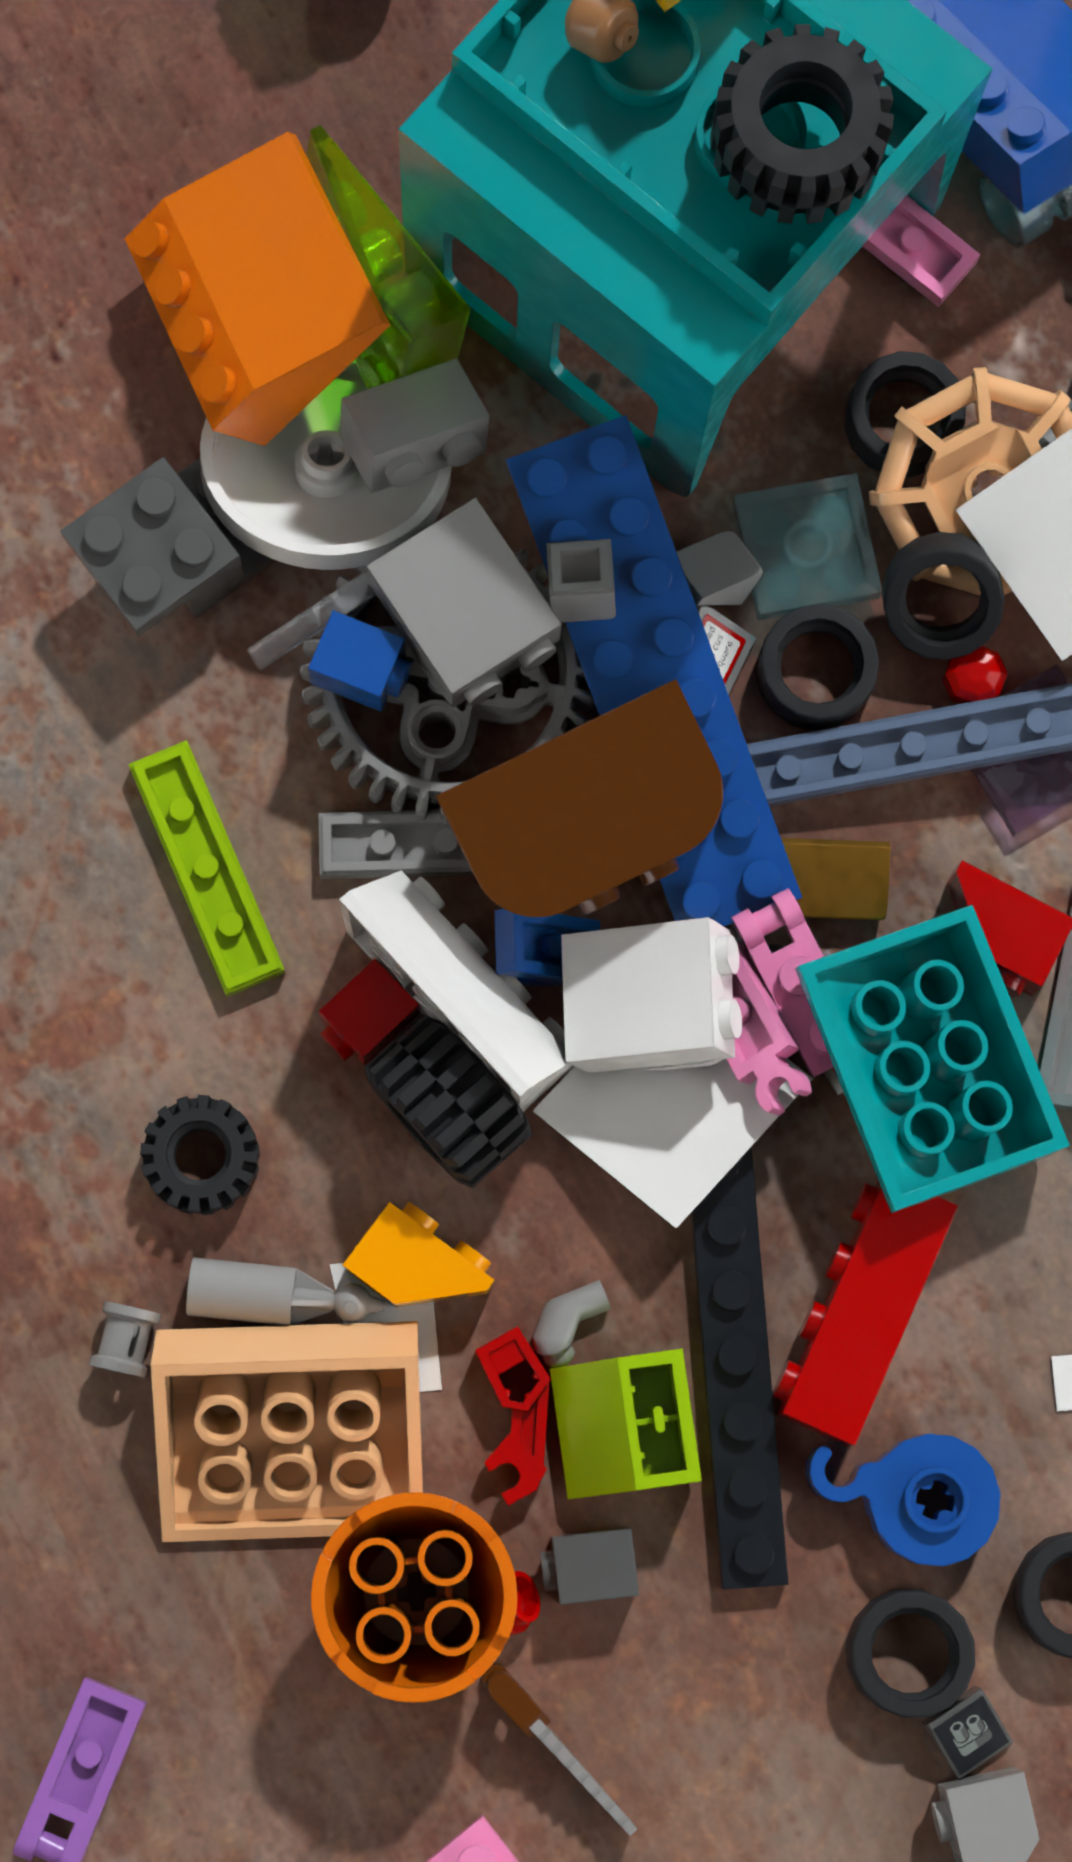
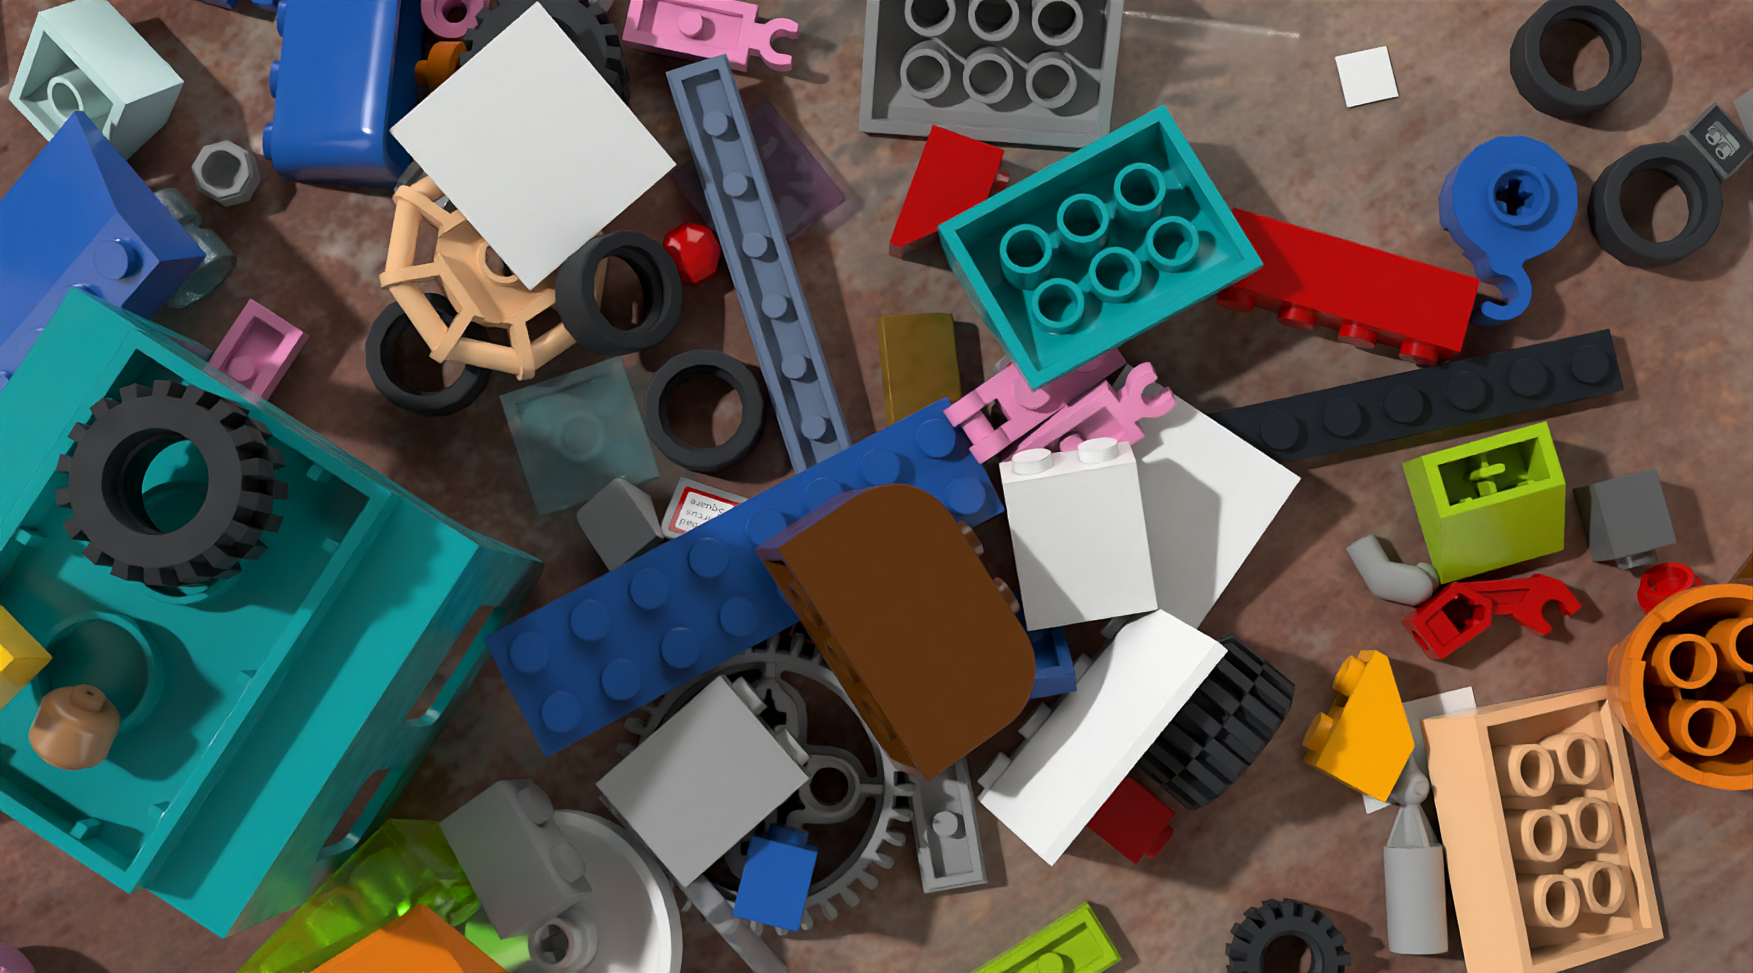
camera: 90 degrees left, 5 degrees up
(581, 580) = (664, 661): light grey slope -> none

